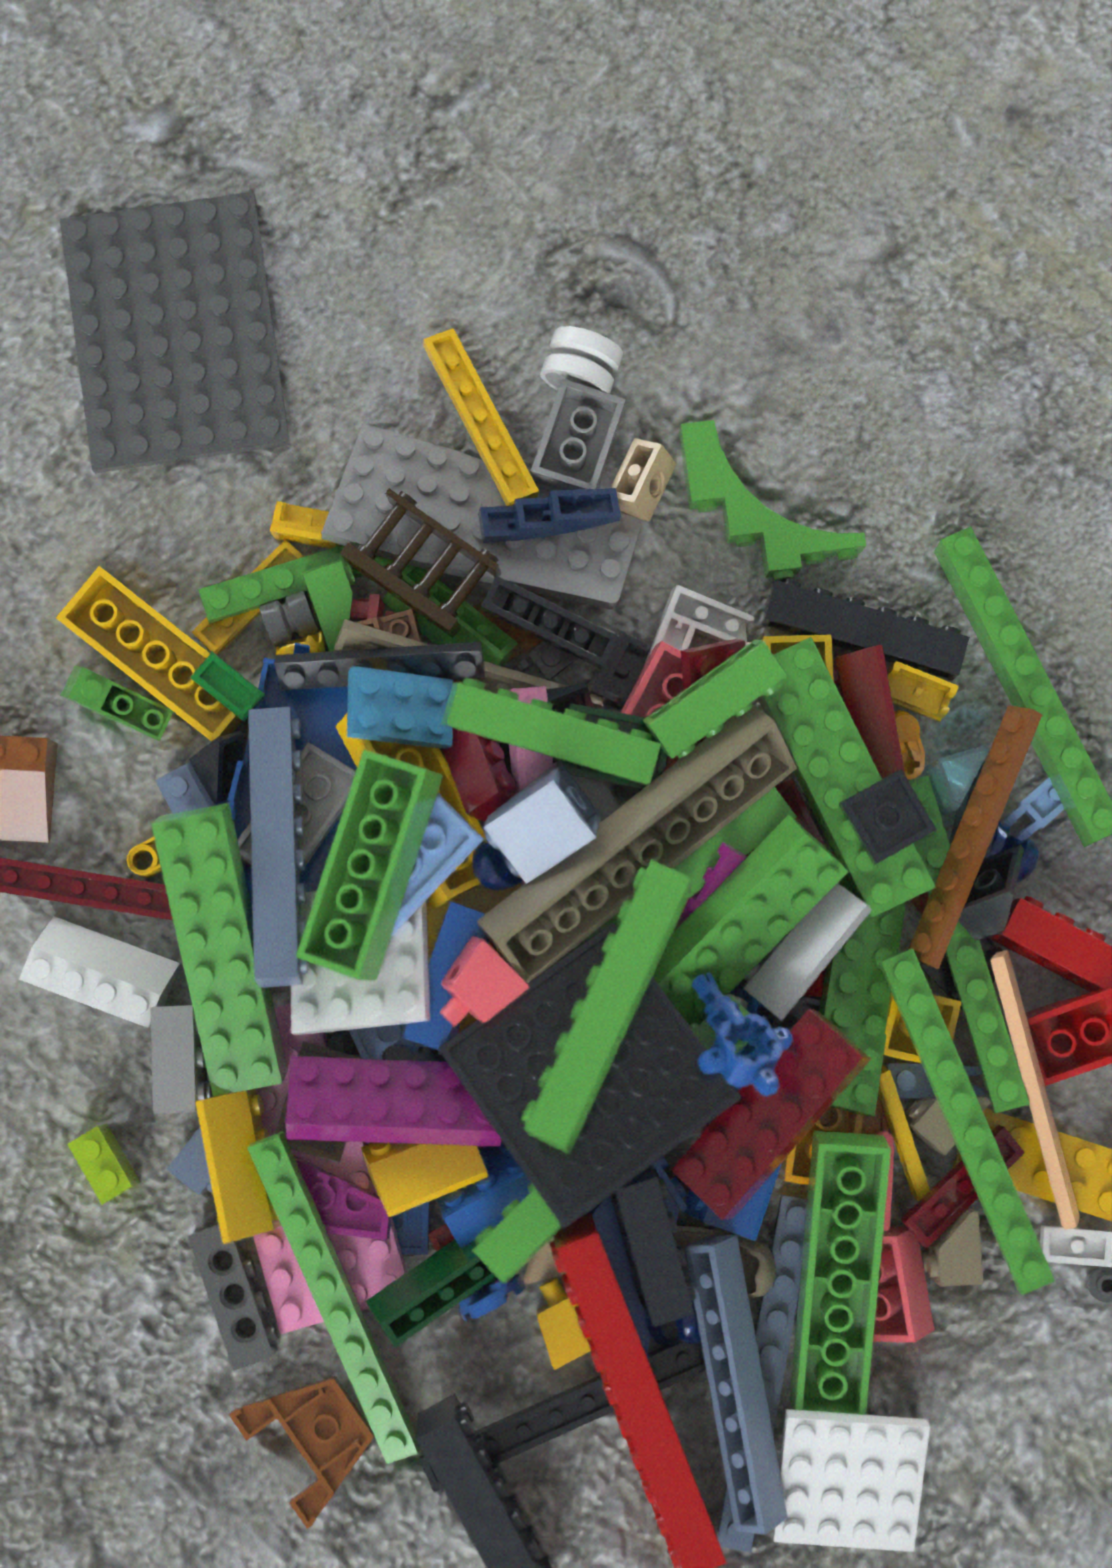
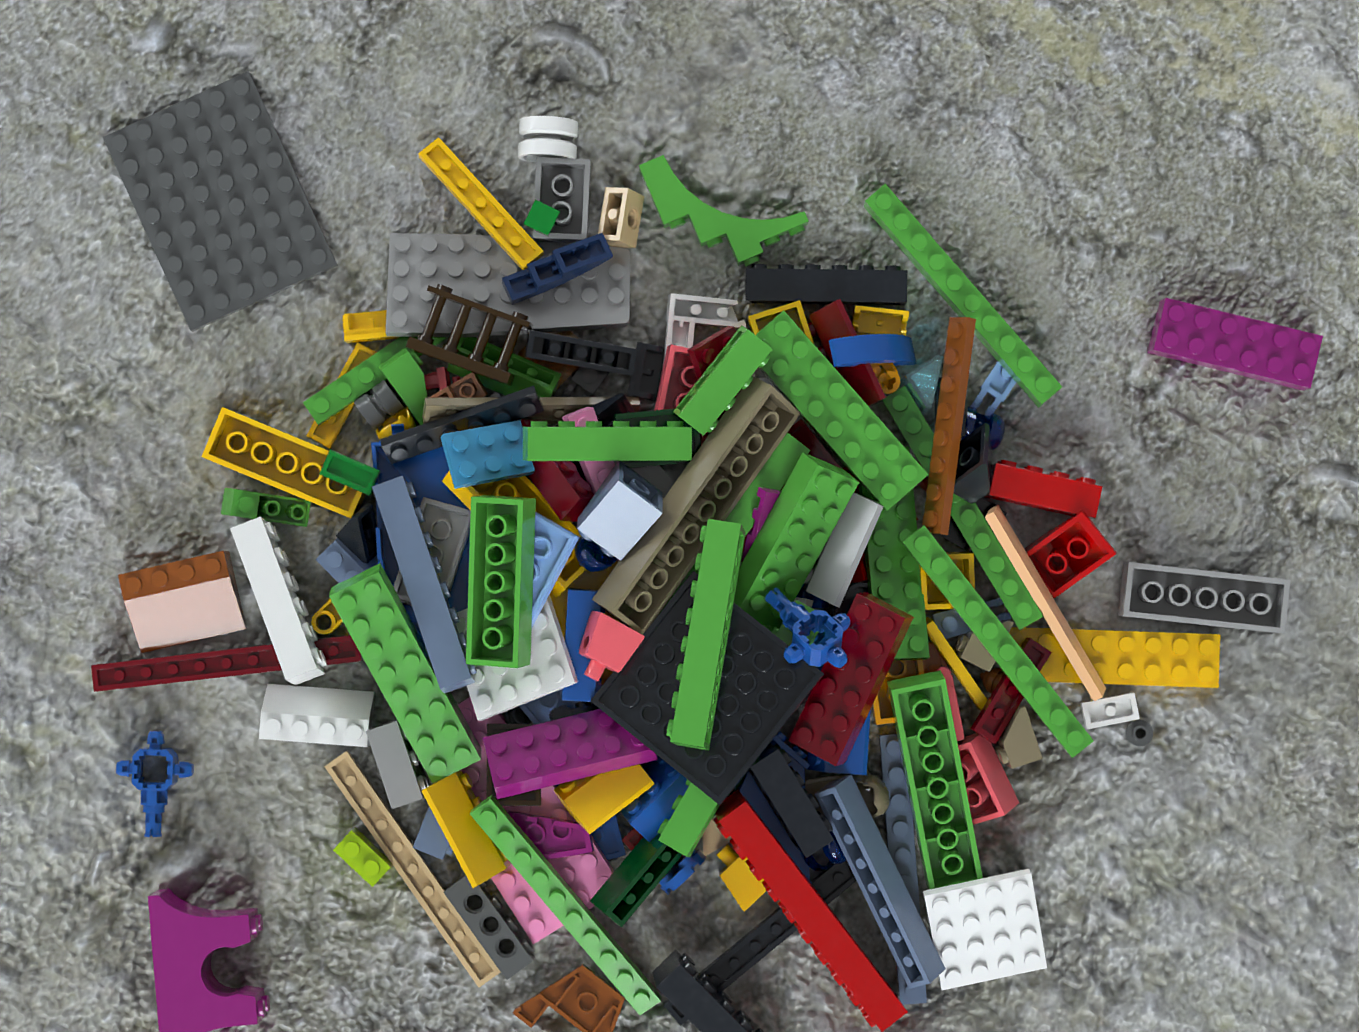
camera: 15 degrees left, 5 degrees up
(94, 818) = (278, 600): none -> white brick
(158, 1193) = (411, 867): none -> tan plate
(548, 450) = (541, 218): none -> green tile
(887, 817) = (877, 432): black tile -> none
(903, 715) = (872, 349): none -> blue slope
(940, 1165) = (991, 679): none -> dark orange plate

